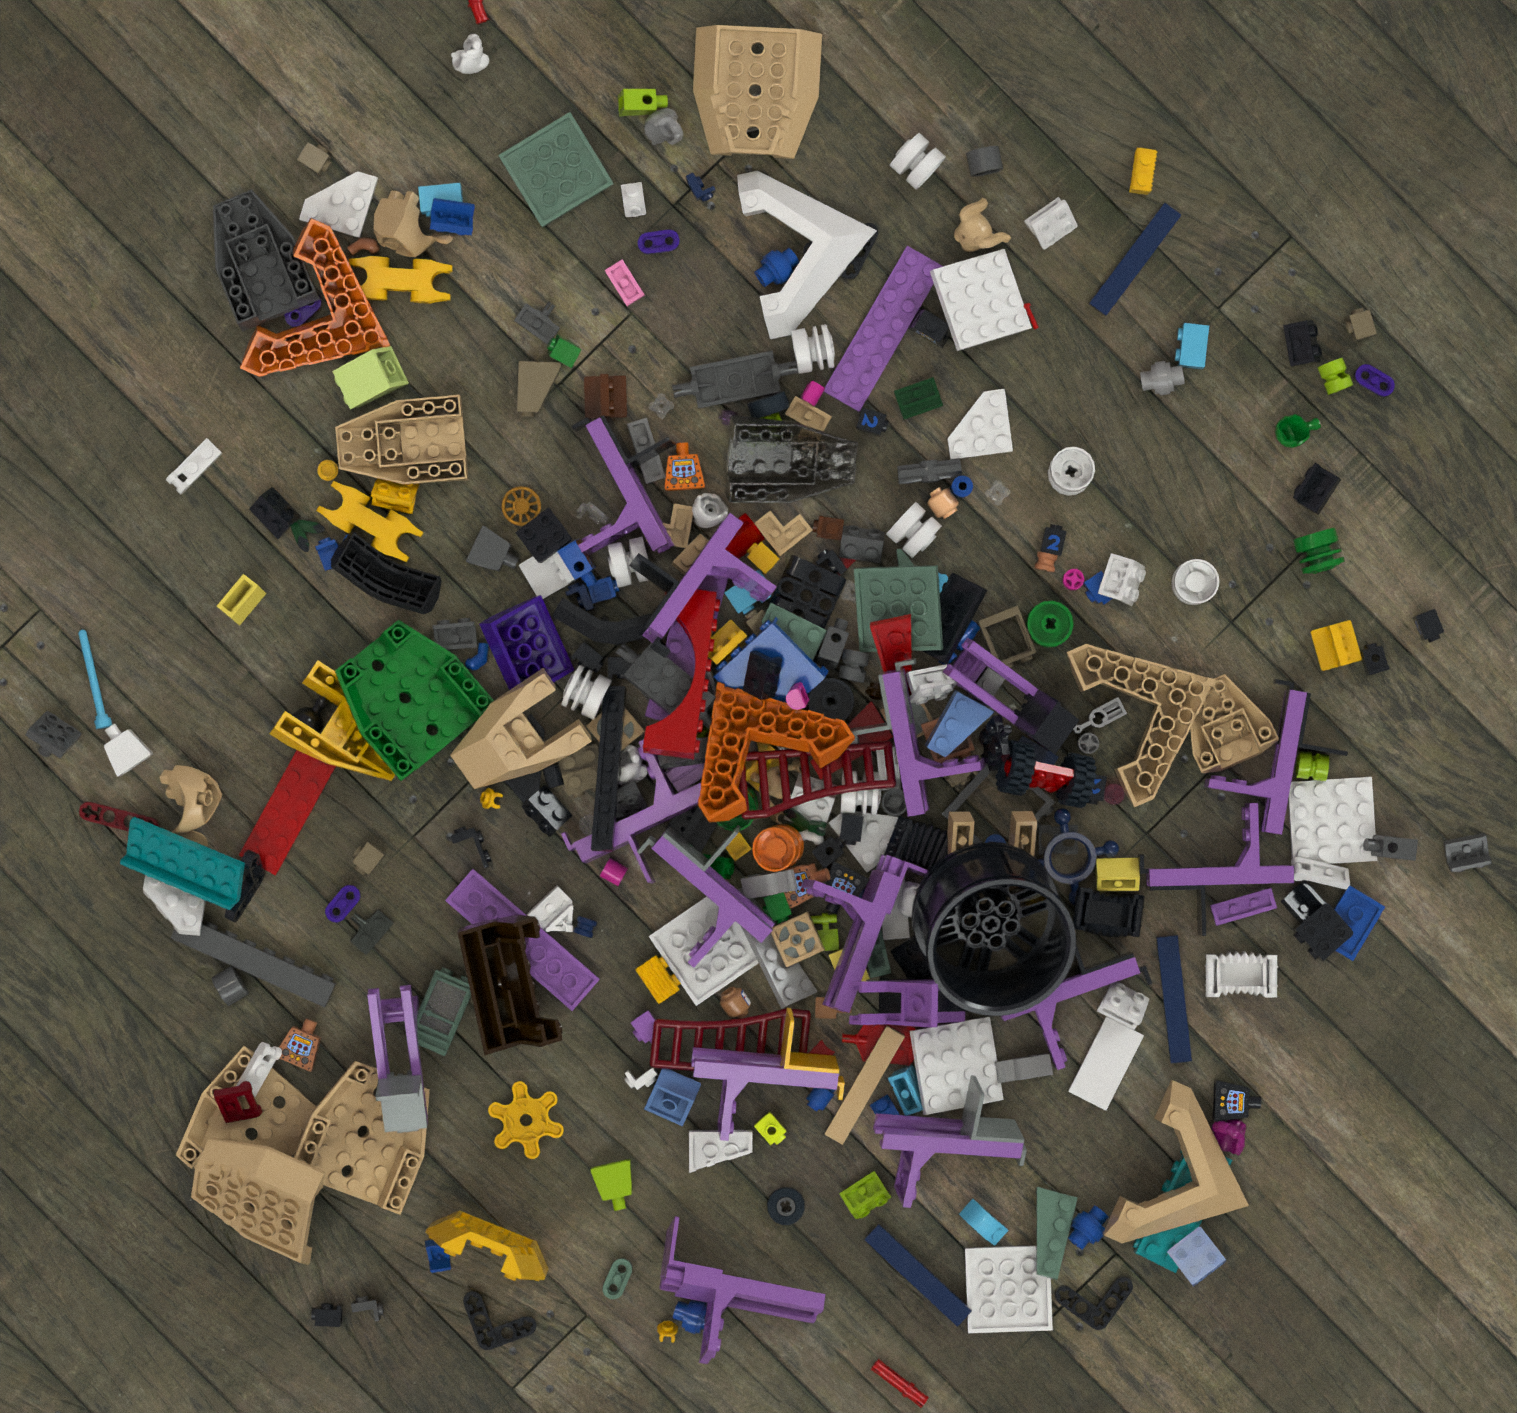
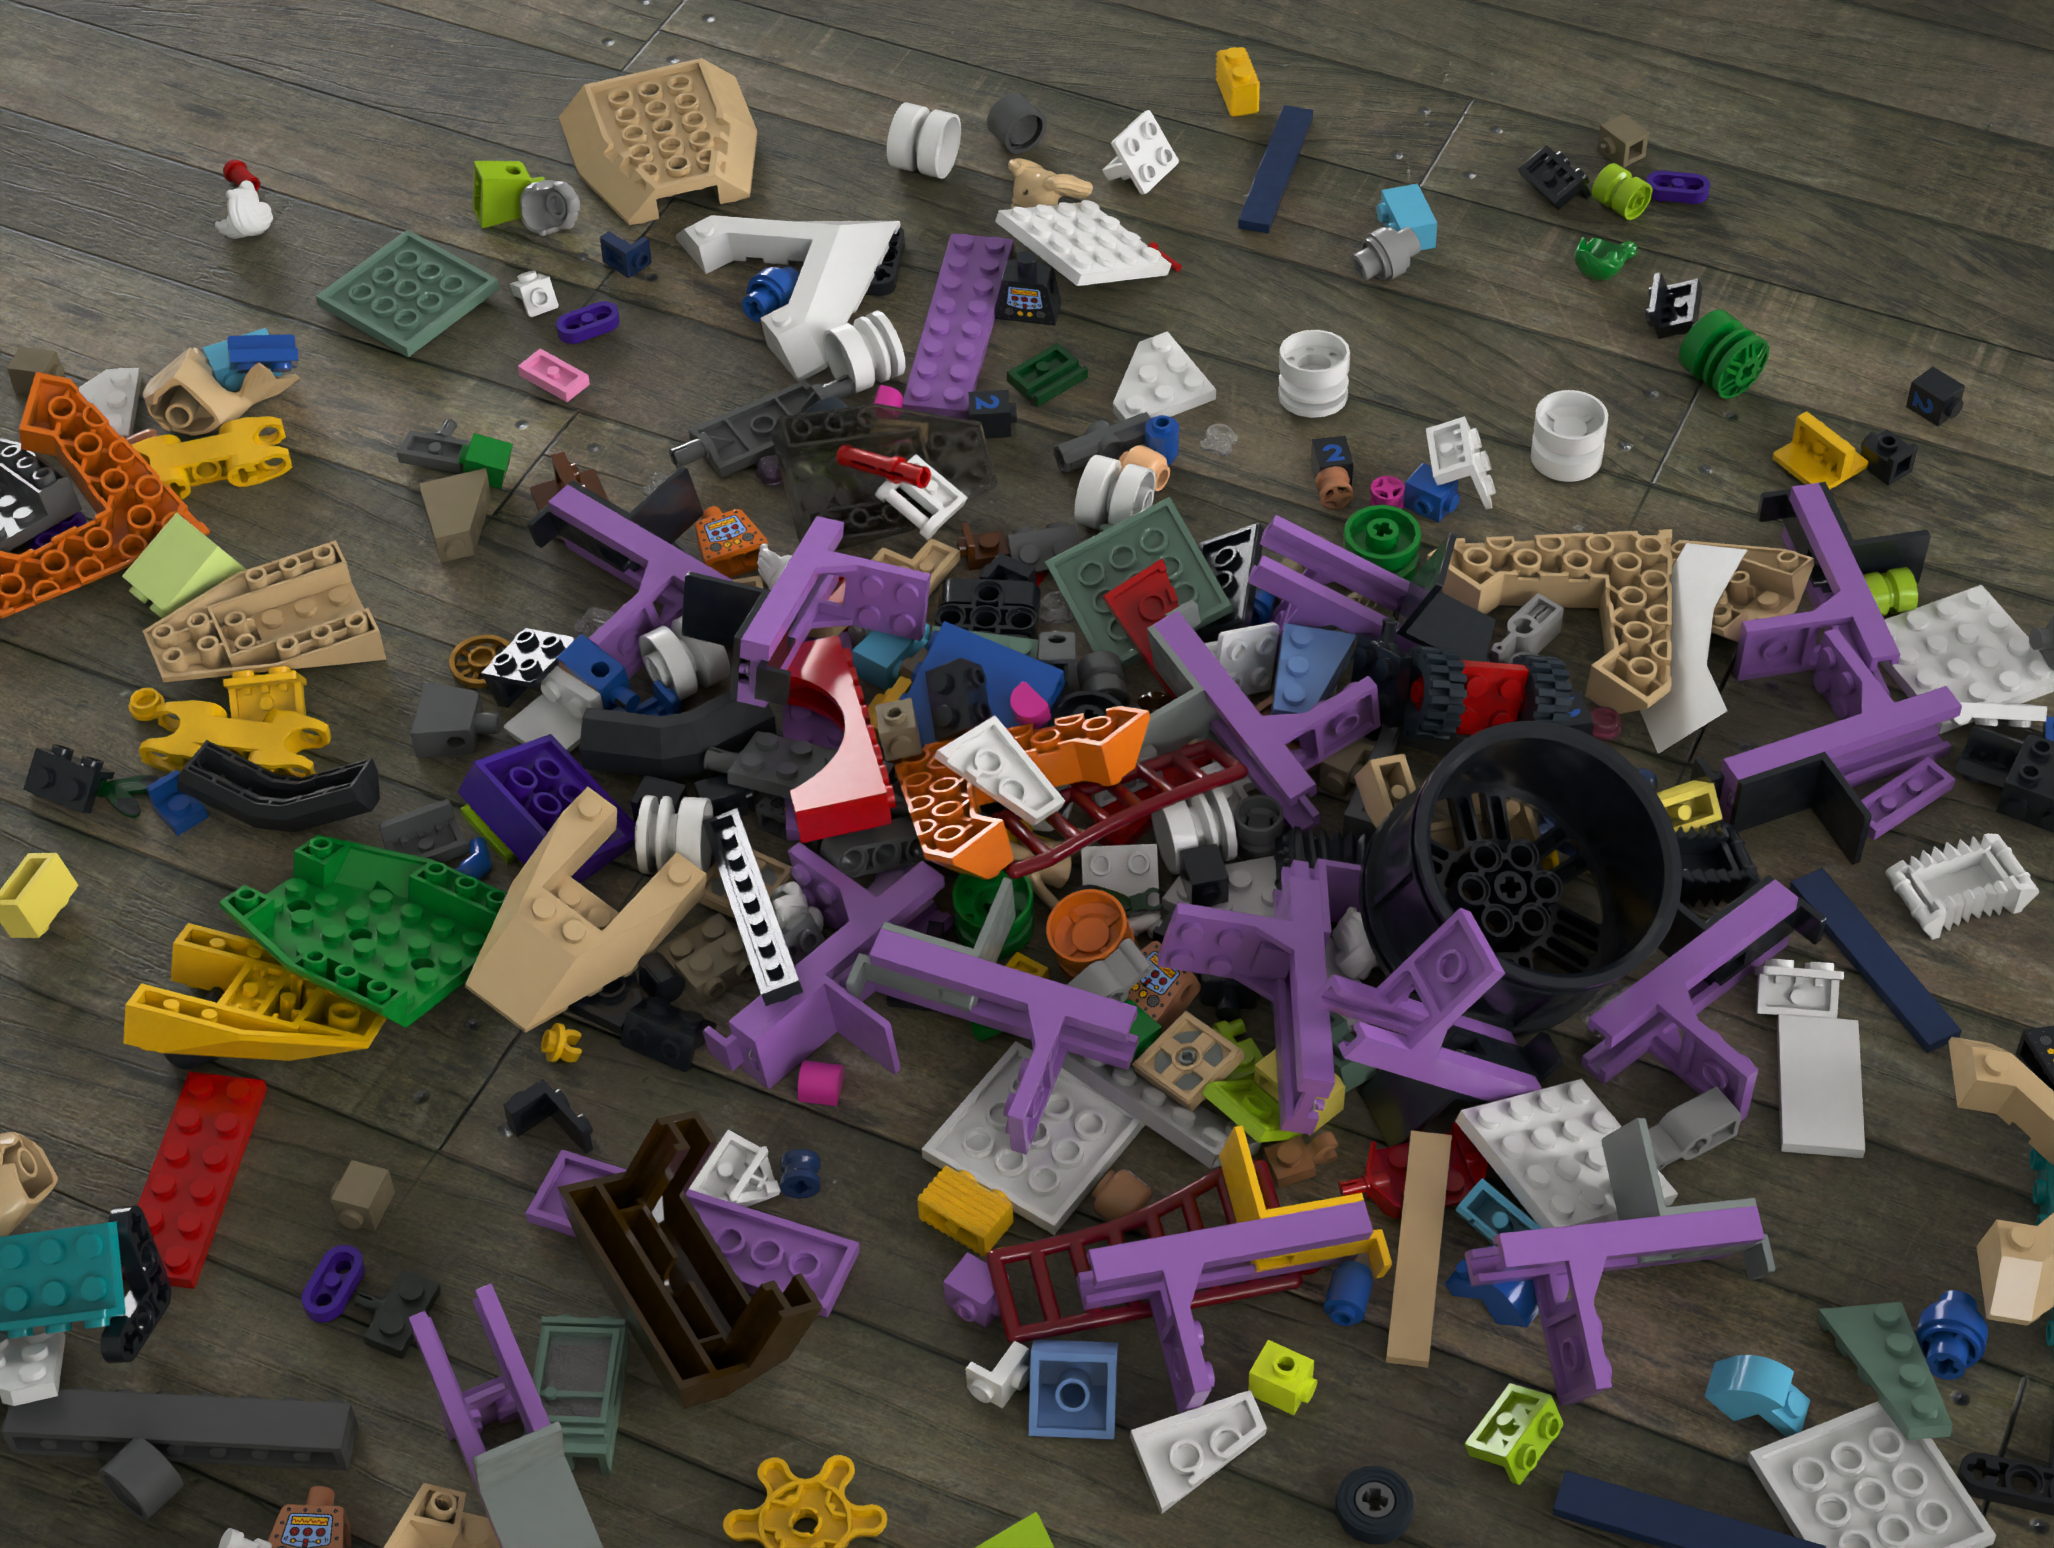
camera: 20 degrees left, 40 degrees down
(723, 682) = (898, 729): none -> dark tan brick
(762, 745) = (1002, 770): none -> white wing
(789, 479) = (893, 469): none -> red pin
(808, 486) = (937, 498): none -> white plate
(815, 977) = (1249, 1106): none -> lime plate
(1208, 731) = (1694, 698): none -> white sticker

